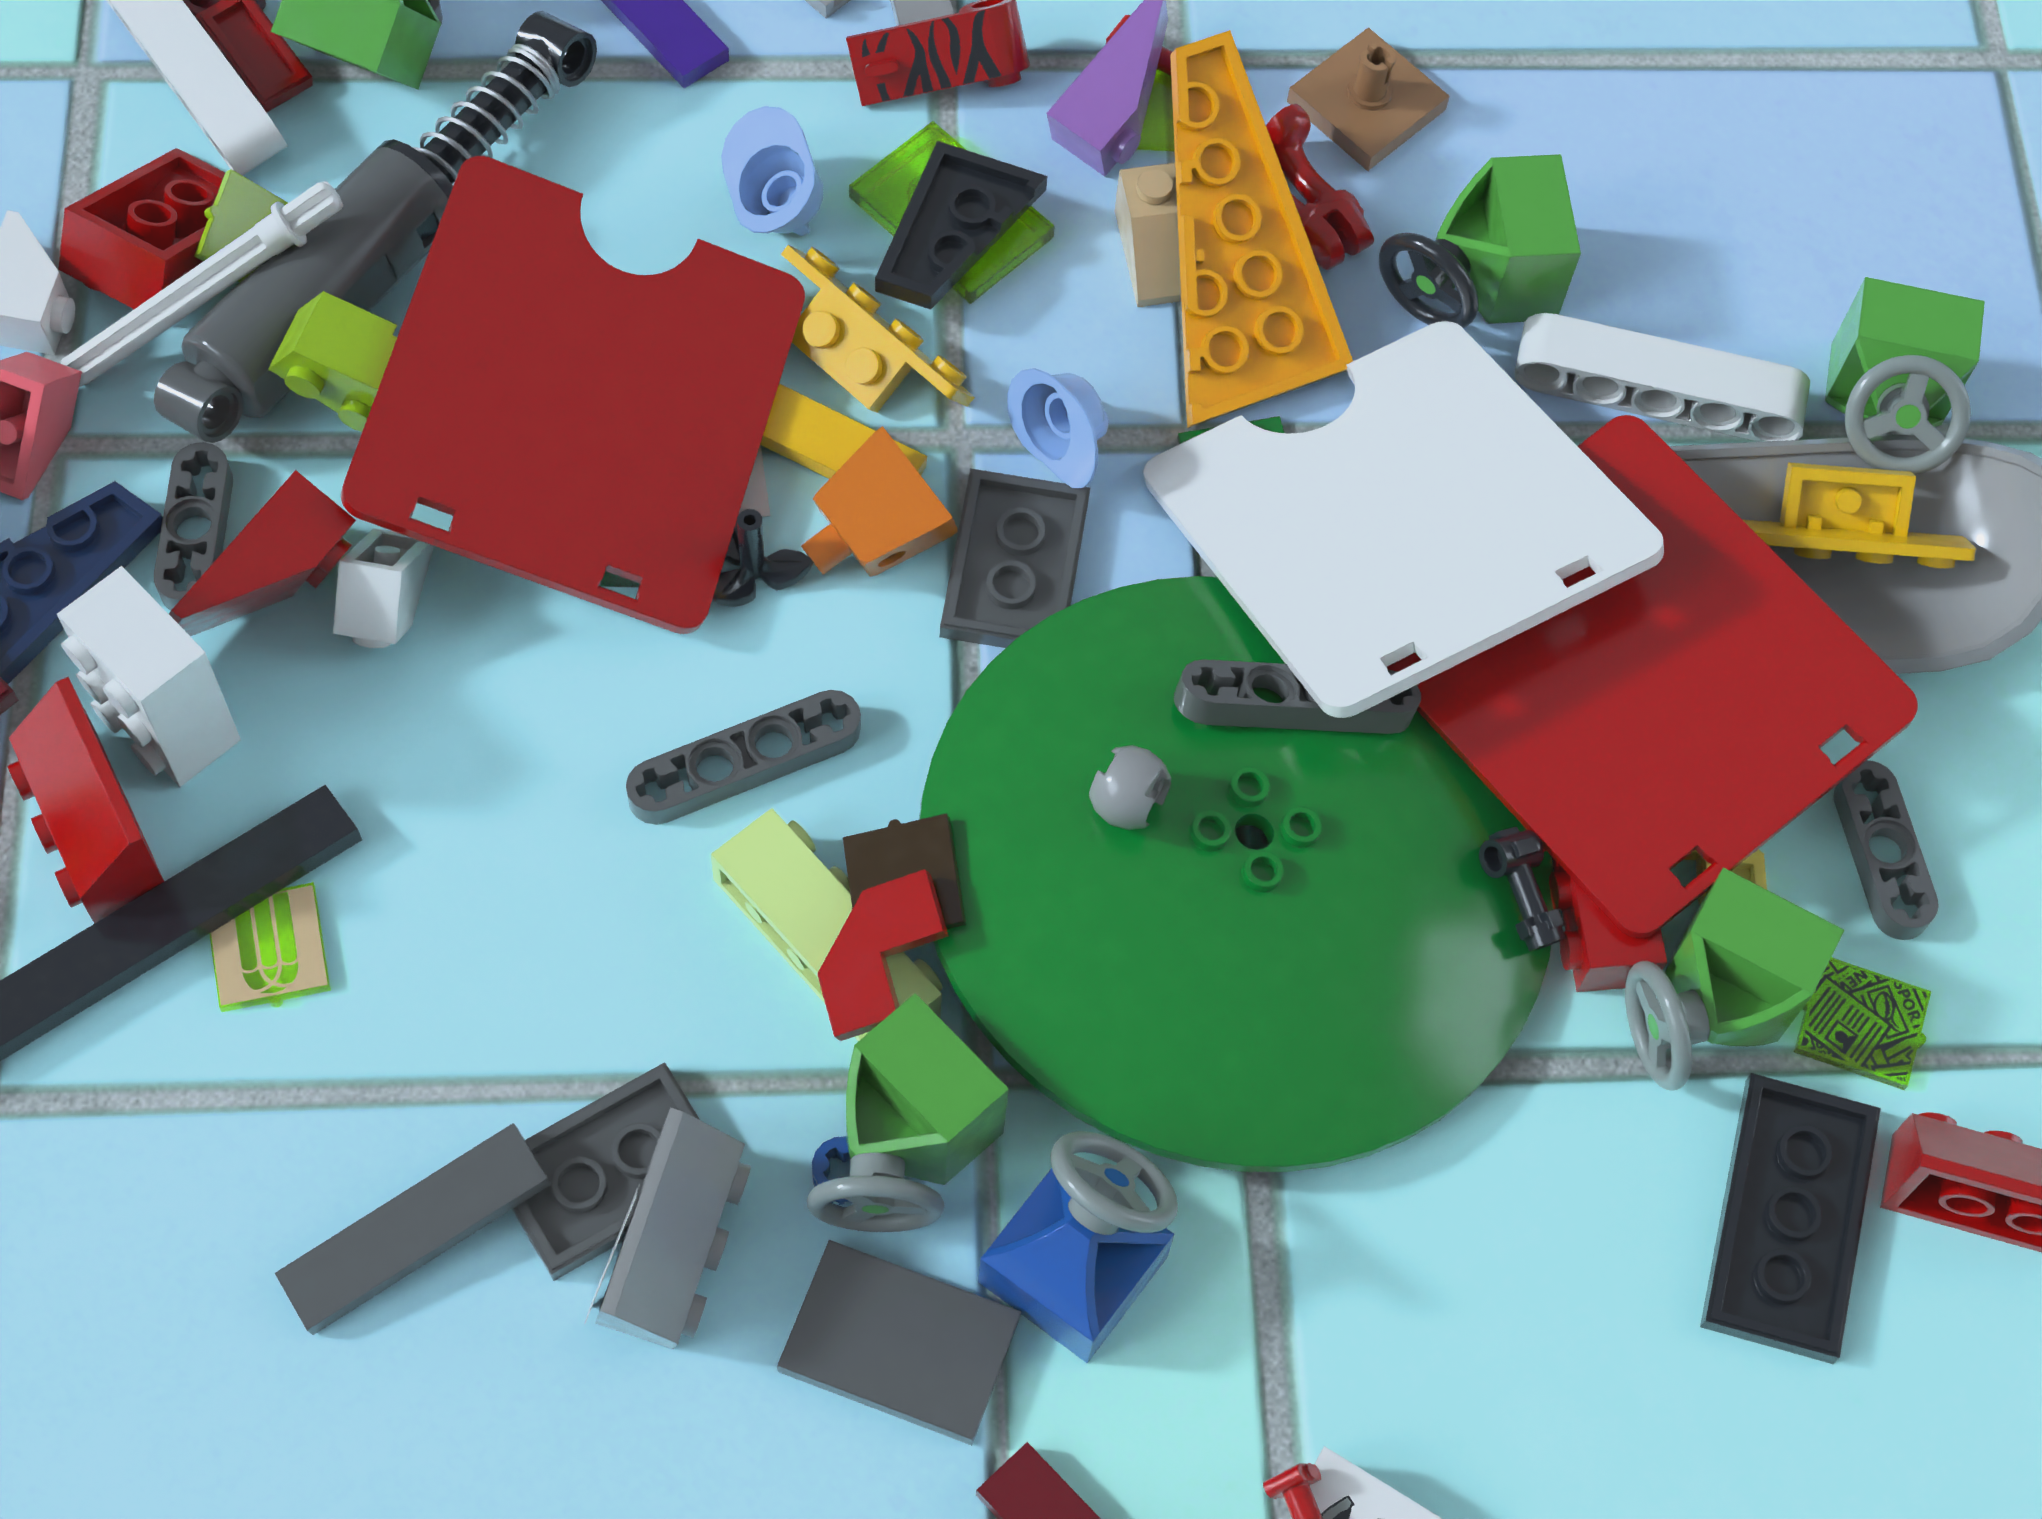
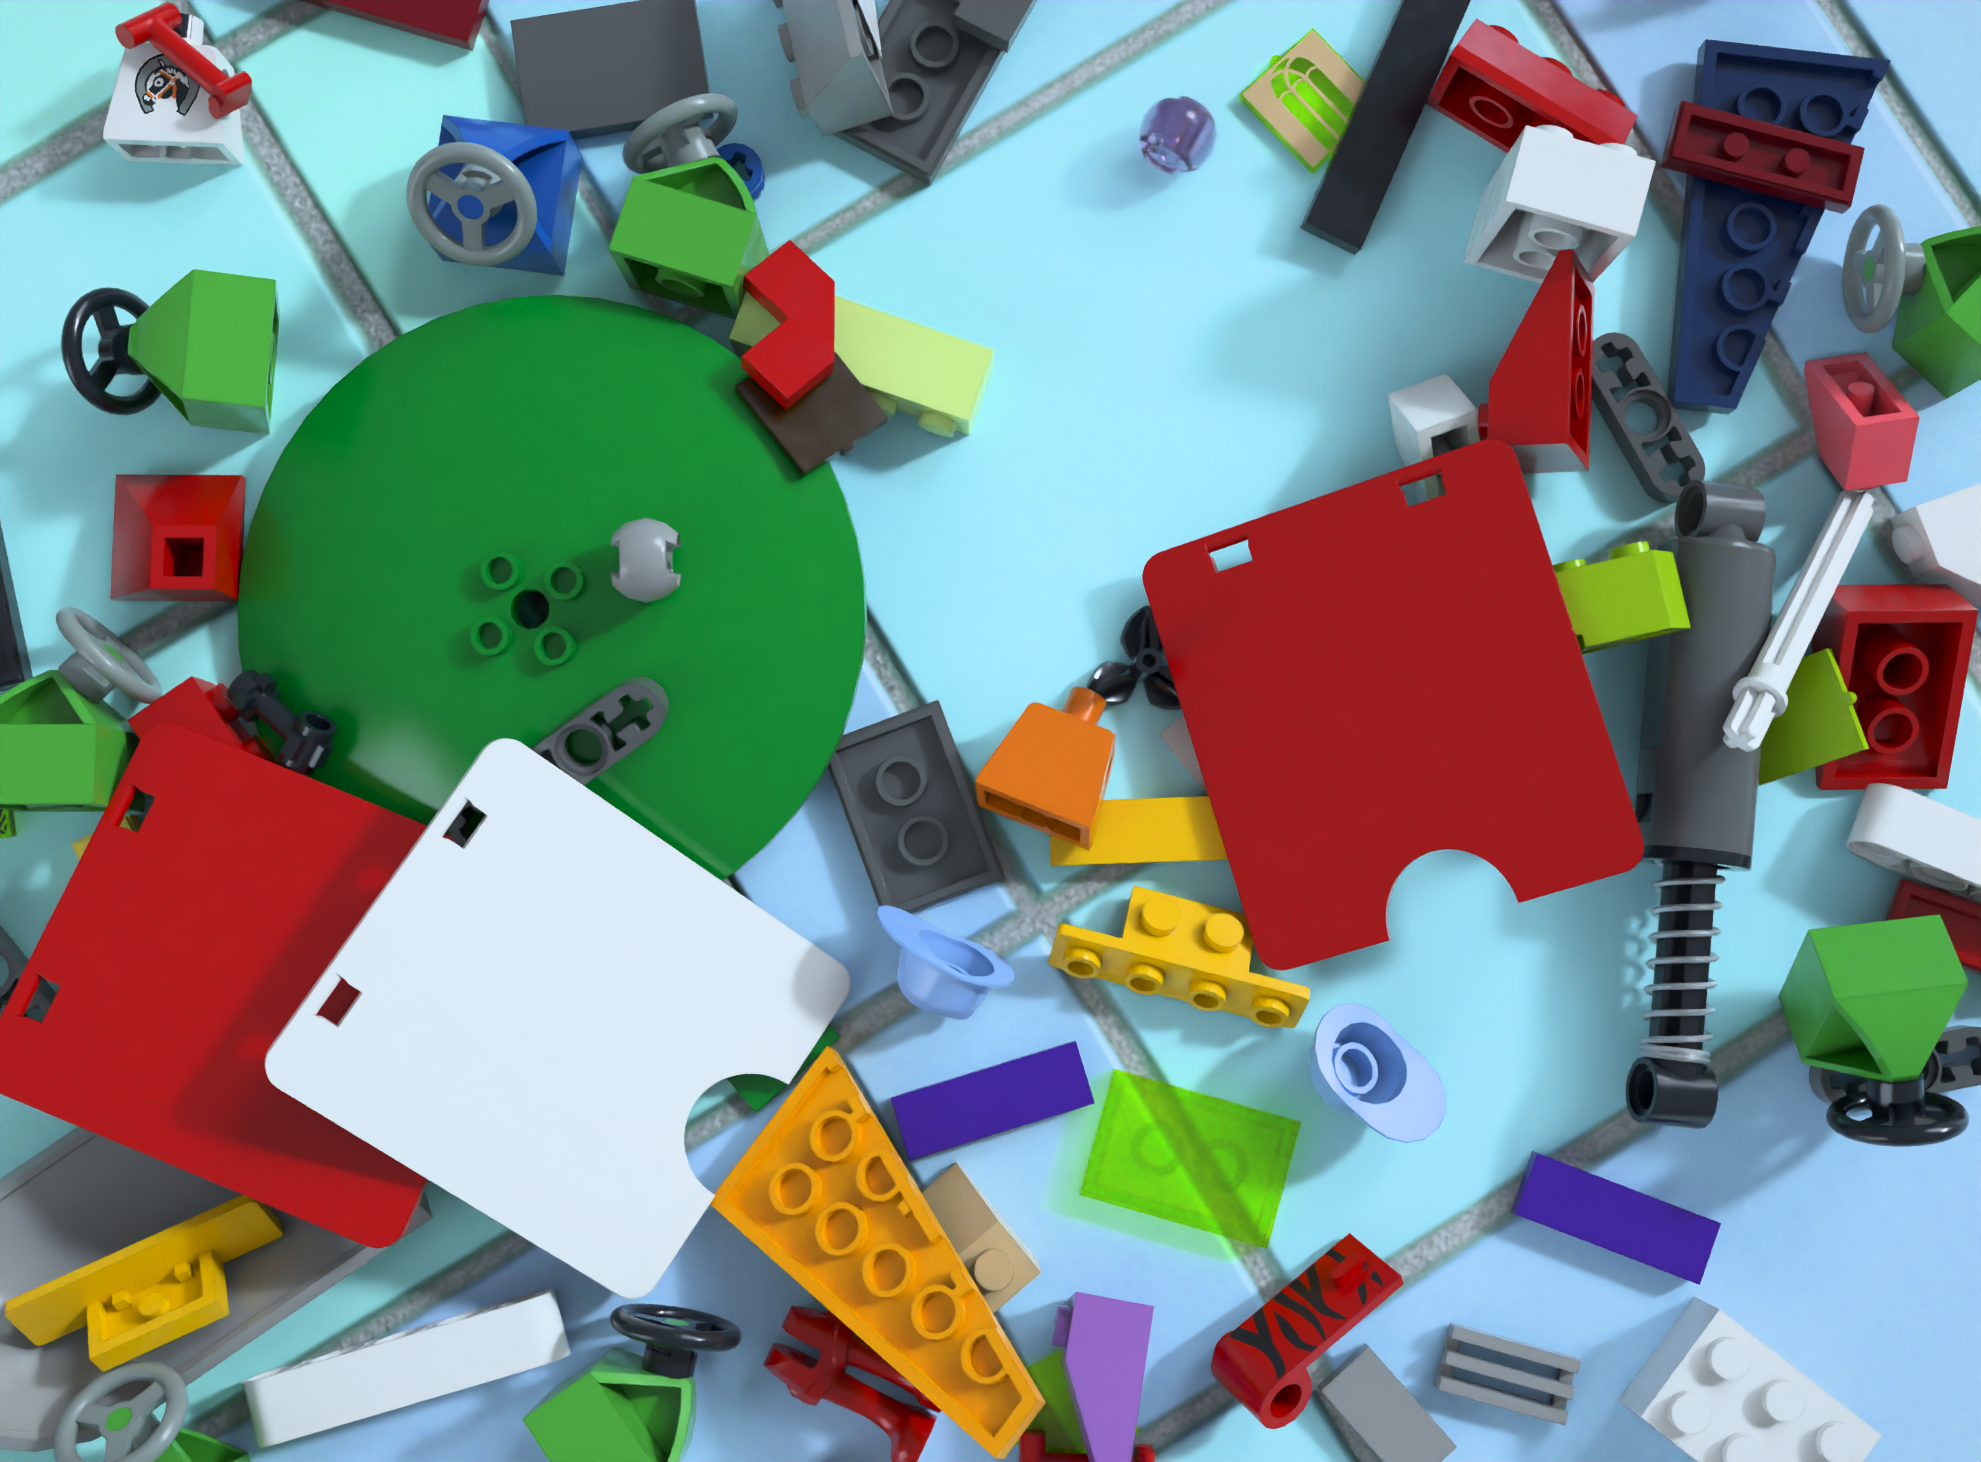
camera: 155 degrees right, 20 degrees up
(415, 966) = (1177, 135): none -> clear purple piece
(739, 747) = (1026, 476): dark grey beam -> none
(953, 221) = (1173, 1126): black wing -> none
(1081, 326) = (992, 1100): none -> dark purple tile
(1434, 1243) = (199, 344): none -> bright green piece
(1551, 1115) = (177, 537): none -> red slope

